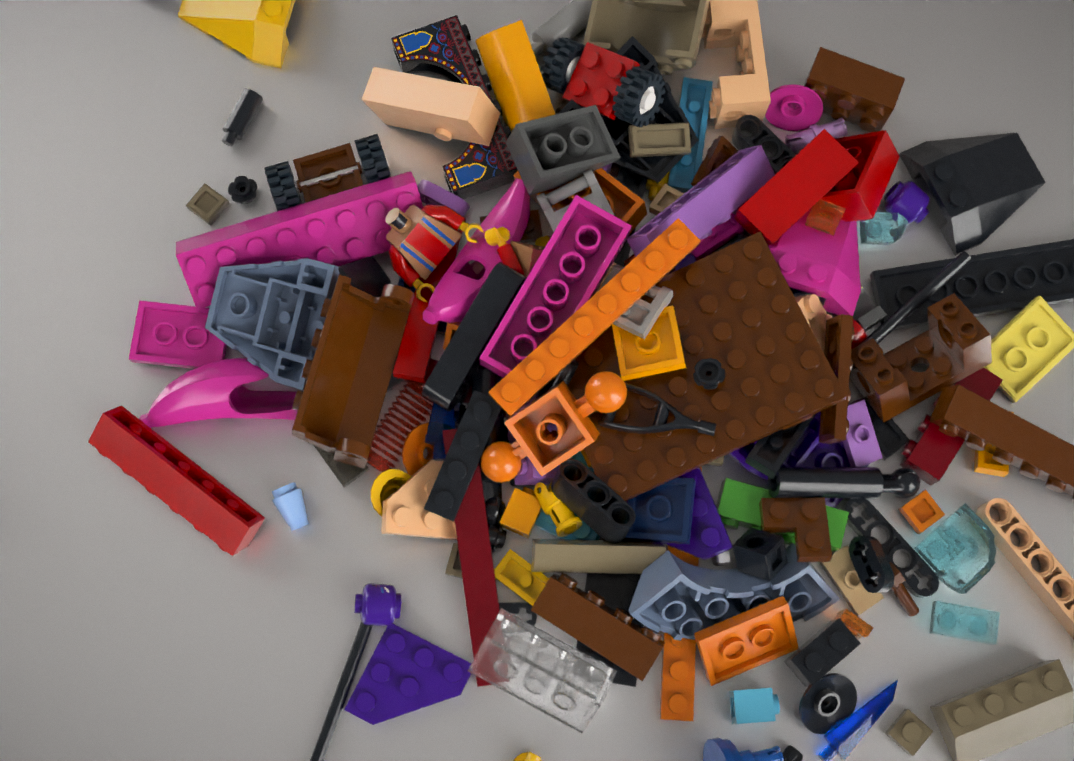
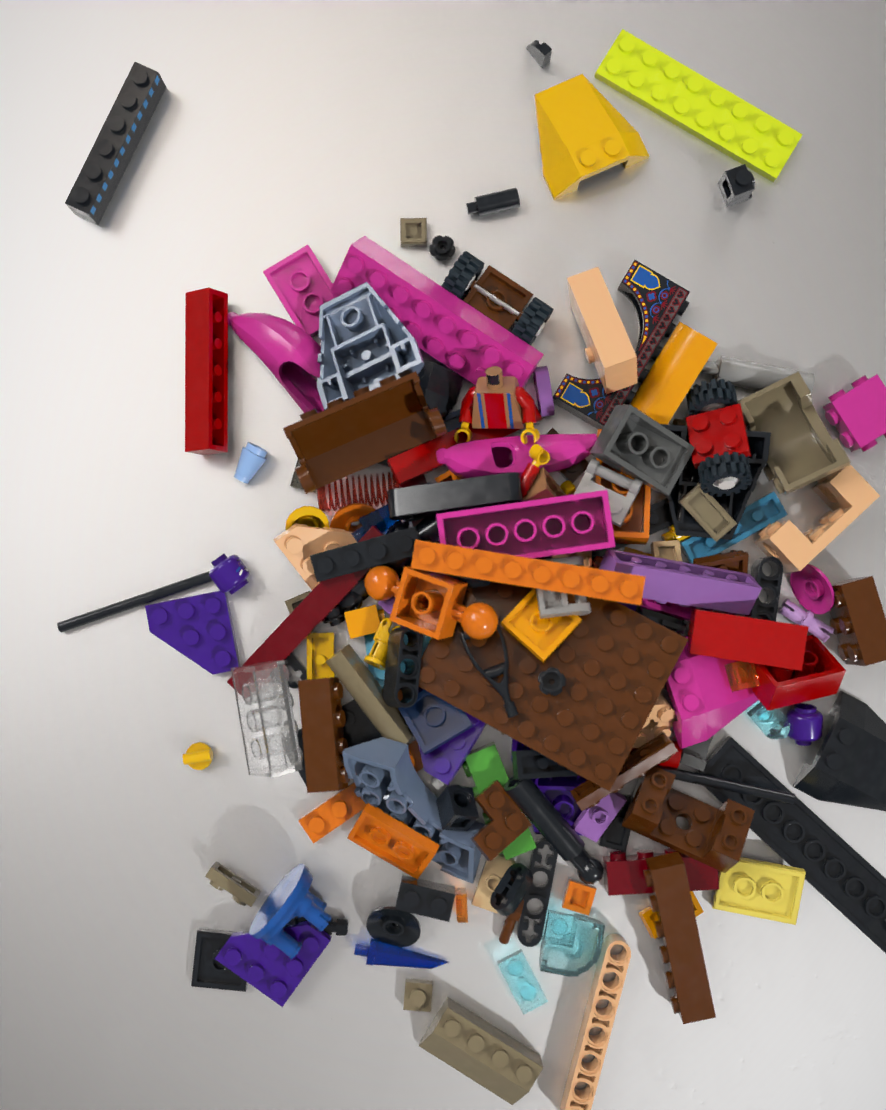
camera: 55 degrees right, 10 degrees up
(753, 705) = (354, 877): medium azure brick -> none

